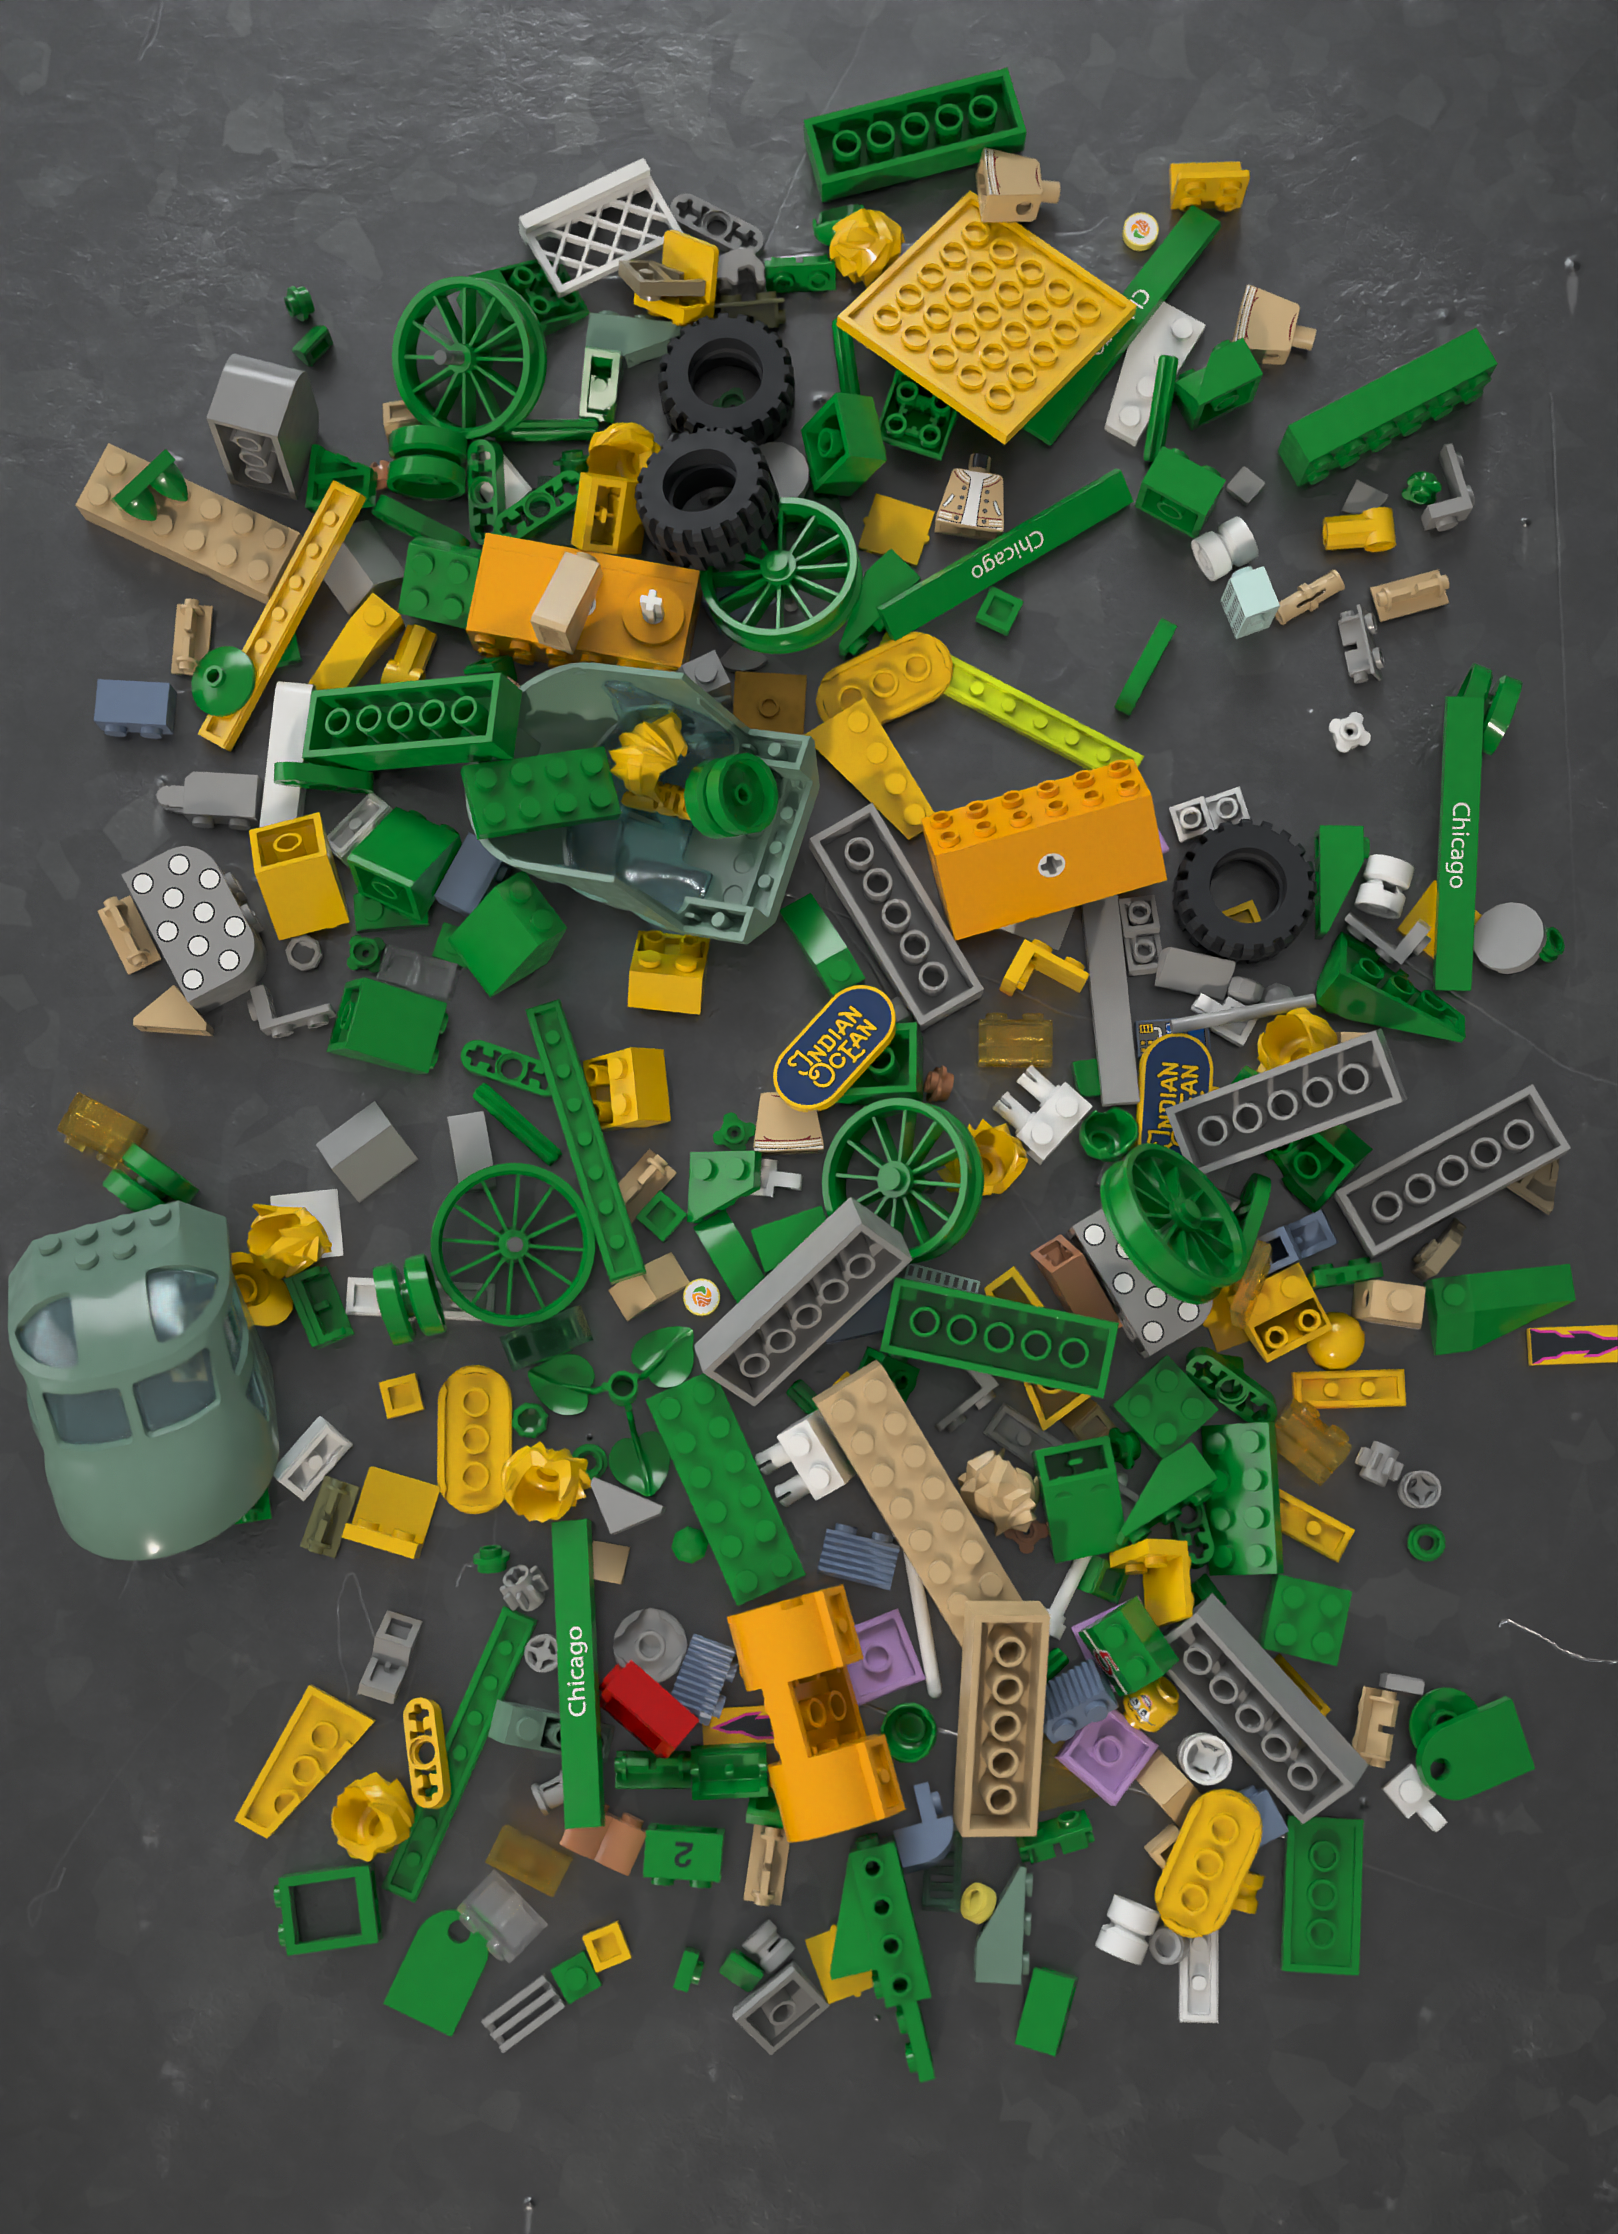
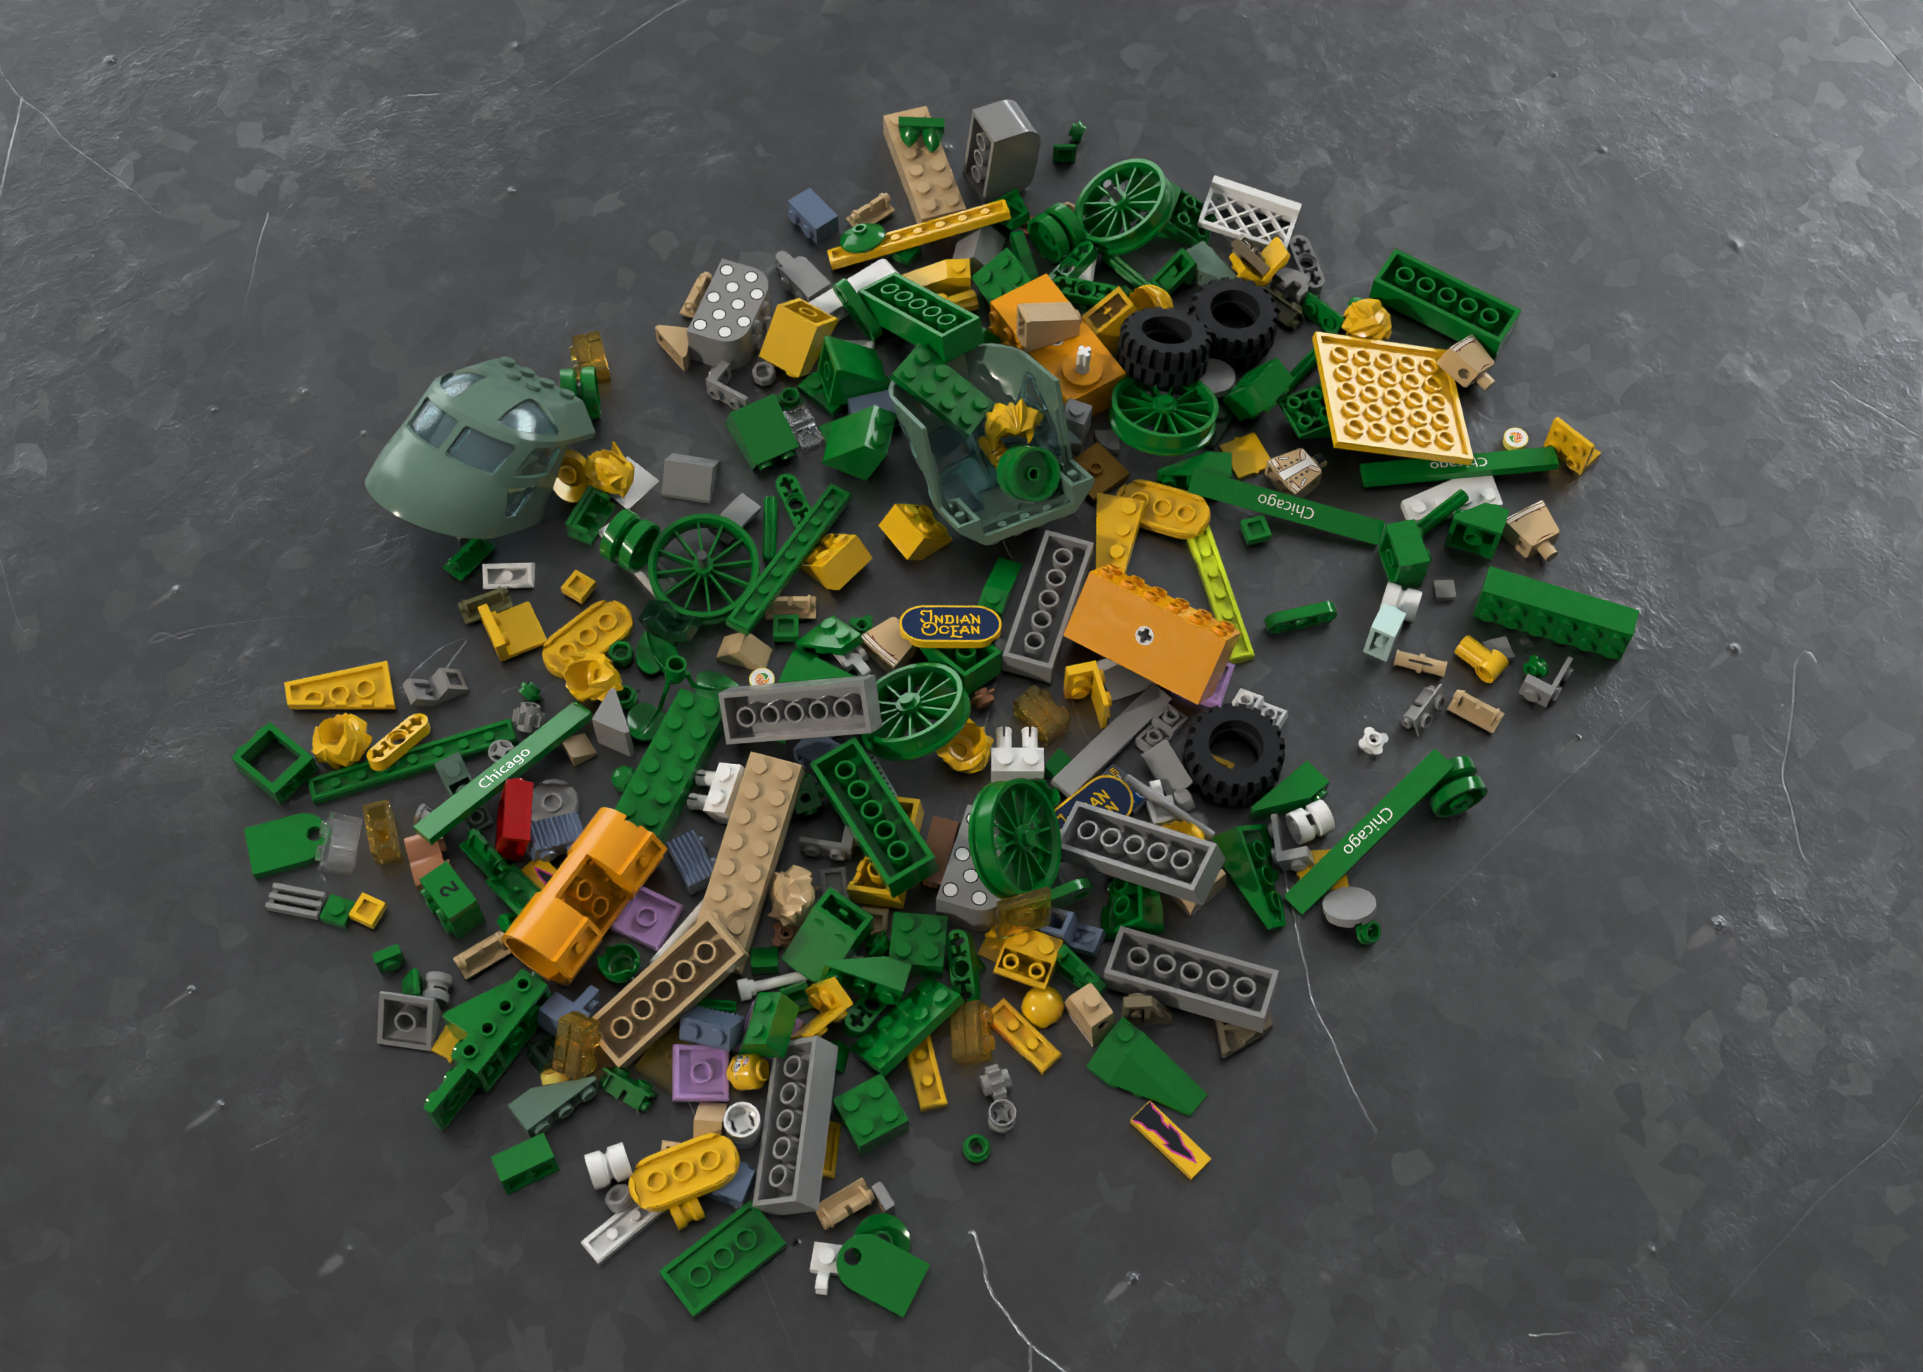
camera: 45 degrees right, 20 degrees down
(978, 1861) = (576, 1045): none -> clear yellow brick
(1034, 1576) = (764, 960): none -> green slope

